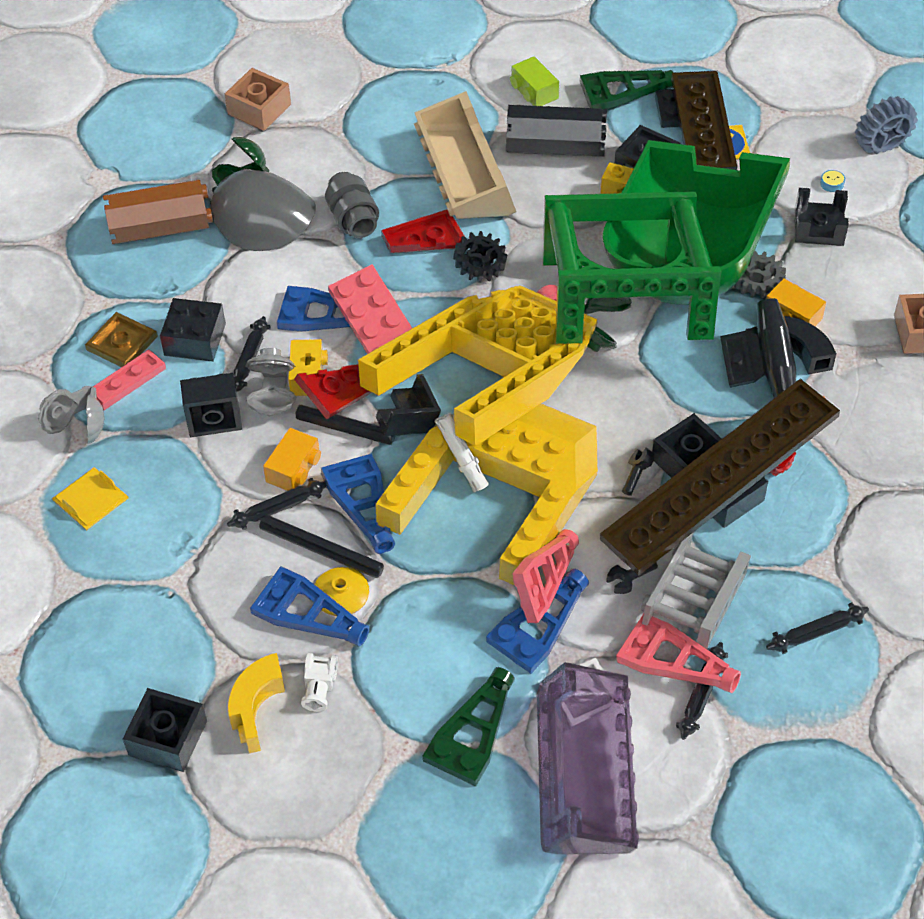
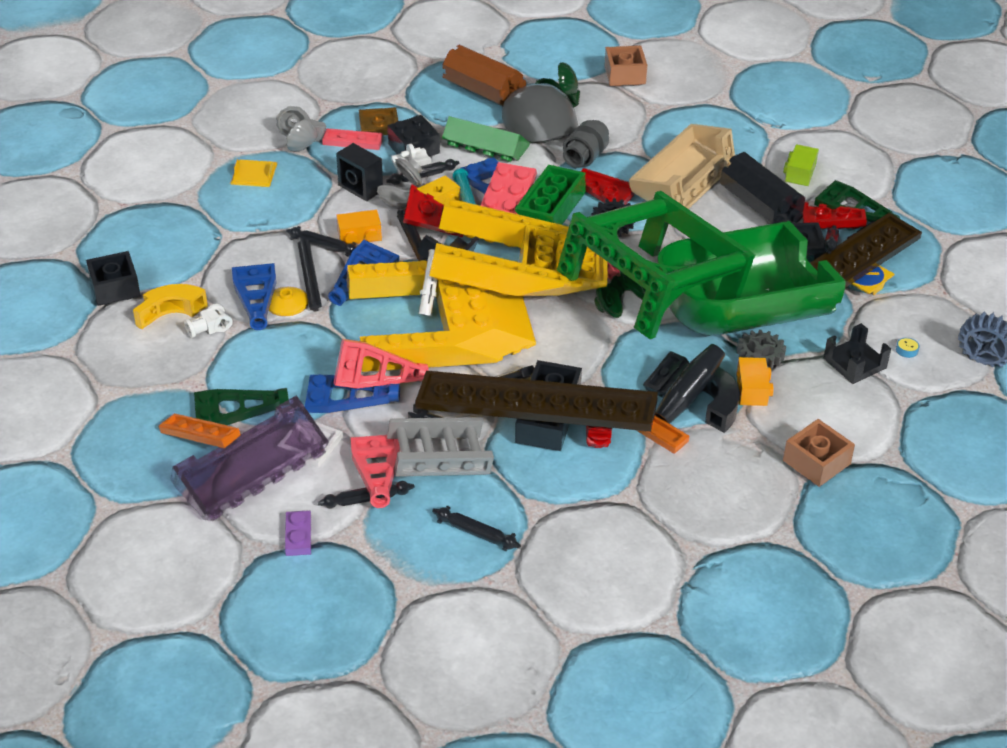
camera: 50 degrees right, 10 degrees down
(227, 352) = (417, 154): none -> white hips
(256, 274) = (485, 139): none -> slope
(329, 341) = (460, 178): none -> teal axle
(410, 278) = (553, 195): none -> green slope
(501, 783) = (199, 430): none -> orange tile
(630, 110) = (841, 217): none -> red wing
(673, 132) = (831, 239): none -> black wheel
(709, 779) = (298, 533): none -> medium lavender plate

